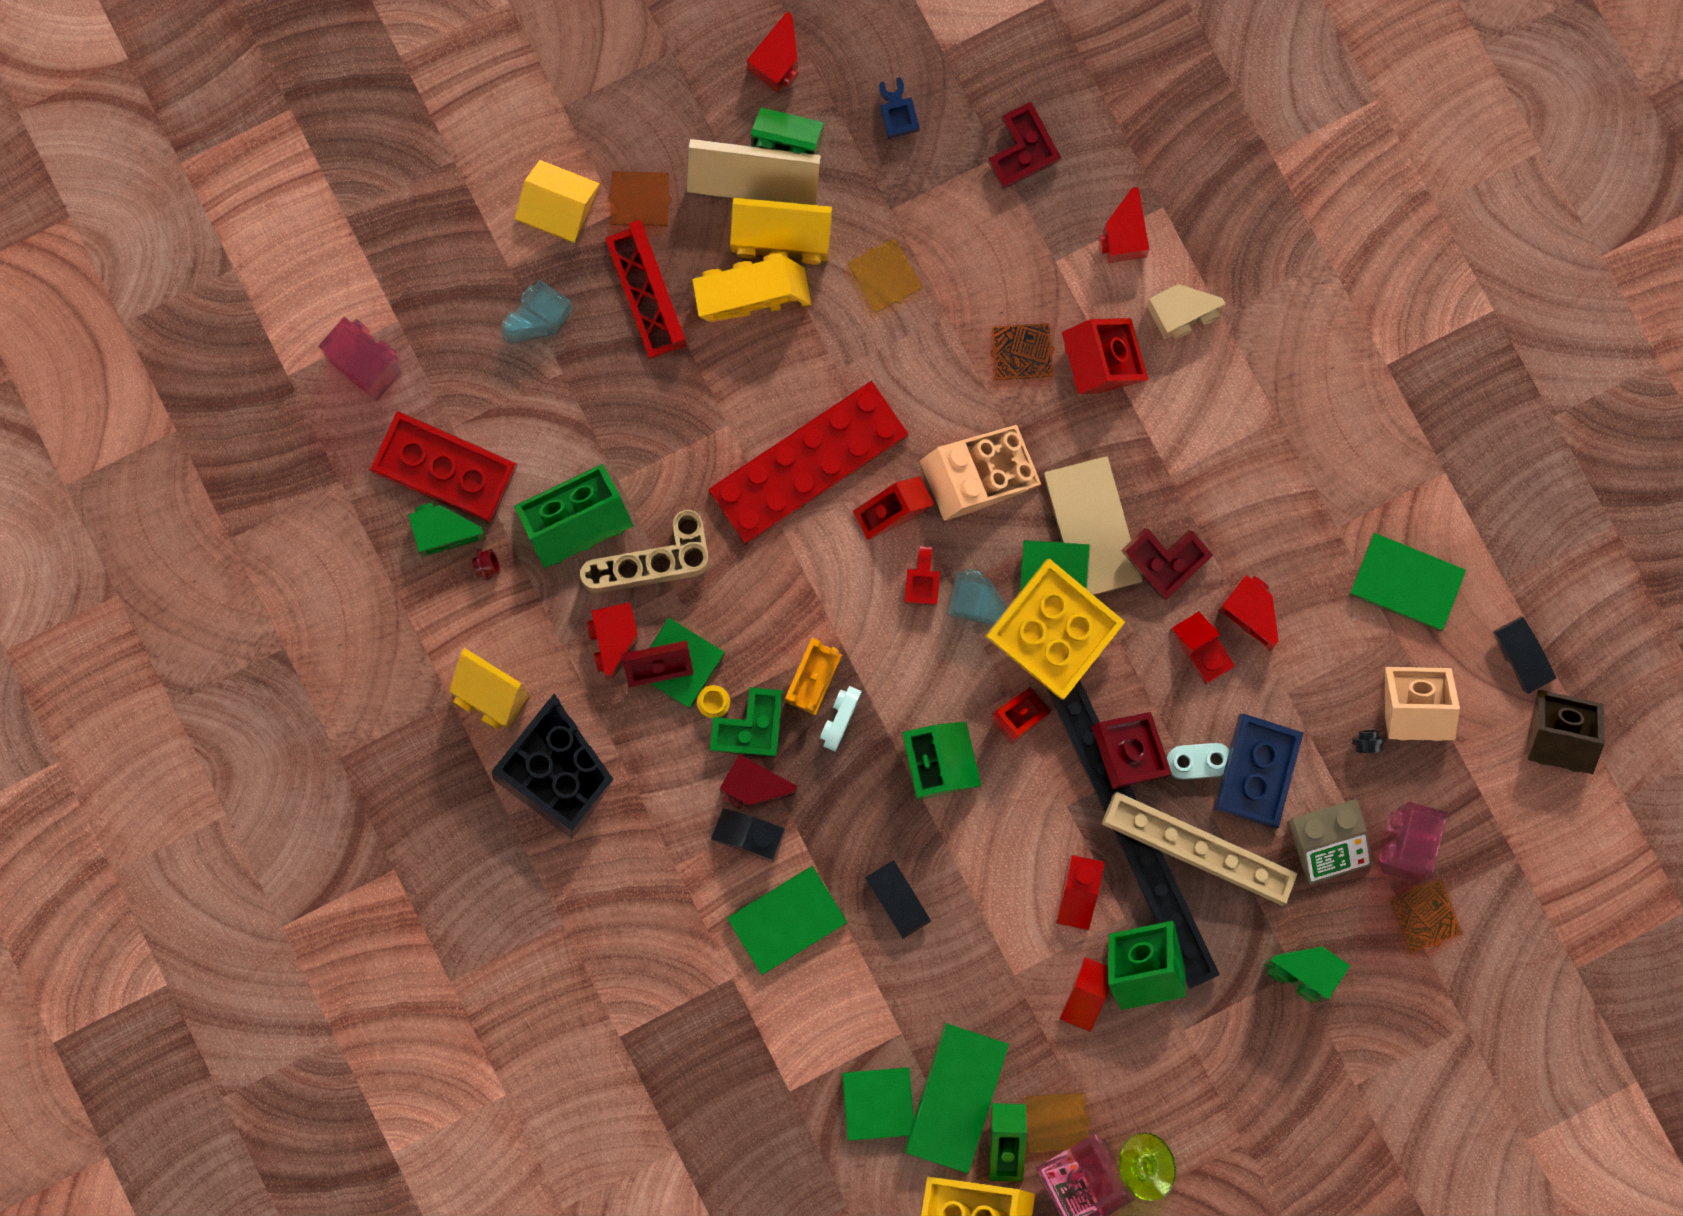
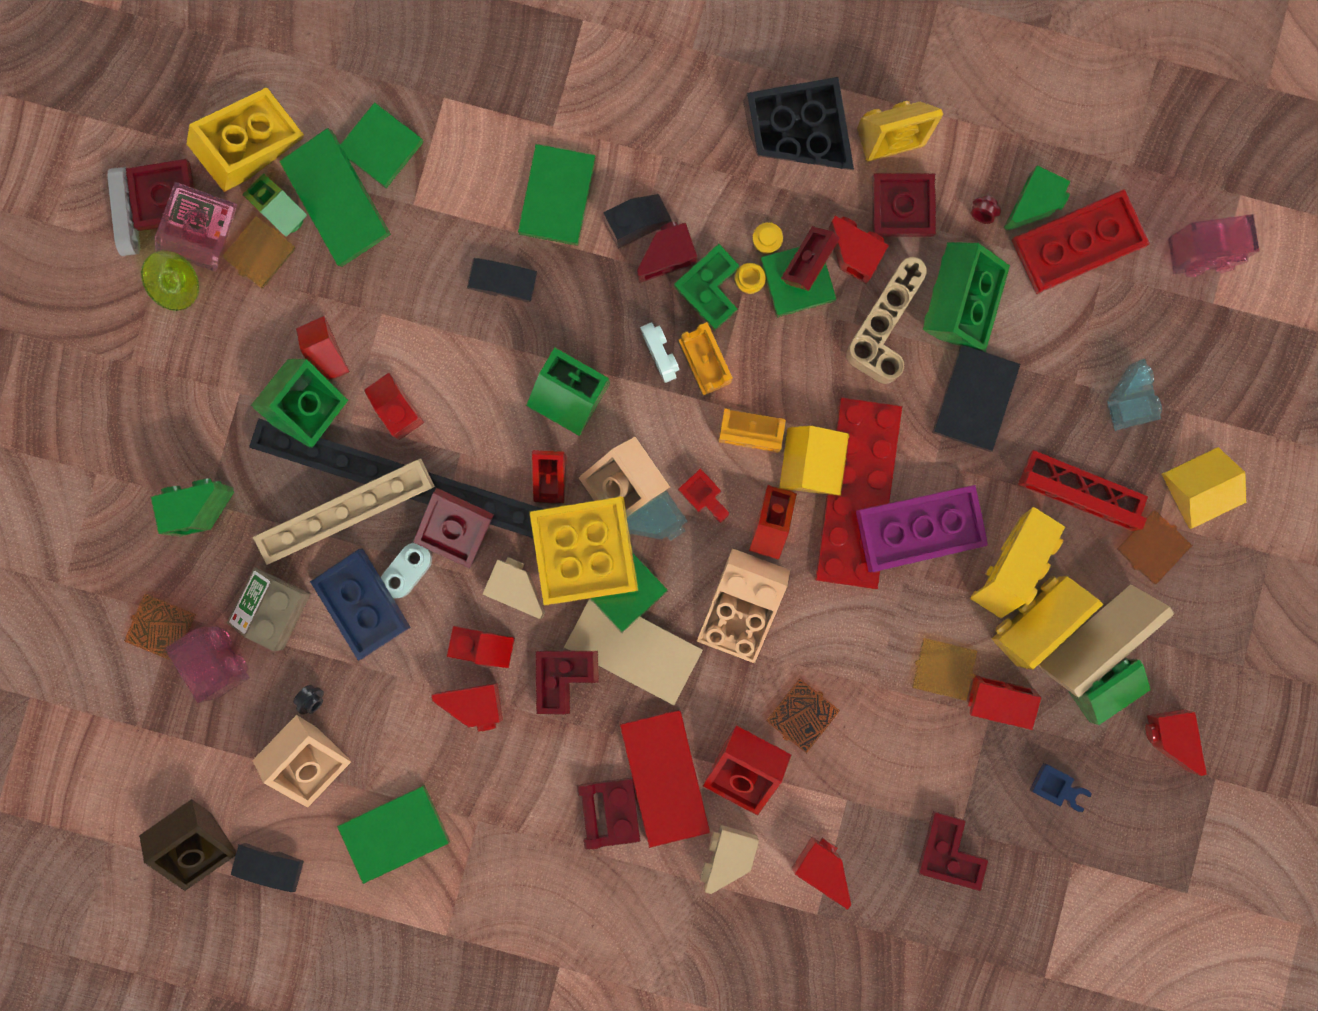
camera: 135 degrees right, 5 degrees up
(542, 632) = (904, 204): none -> dark red plate
(647, 437) = (976, 398): none -> black tile
(668, 717) = (767, 238): none -> yellow plate
(793, 387) = (921, 528): none -> magenta plate
(817, 518) = (814, 460): none -> yellow slope
(835, 589) = (752, 430): none -> light orange hinge
(870, 208) = (1004, 702): none -> red hinge
(964, 653) = (625, 473): none -> light nougat slope
(1133, 662) = (514, 587): none -> tan slope
(1169, 413) = (664, 778): none -> red tile
(1227, 424) = (619, 813): none -> dark red plate

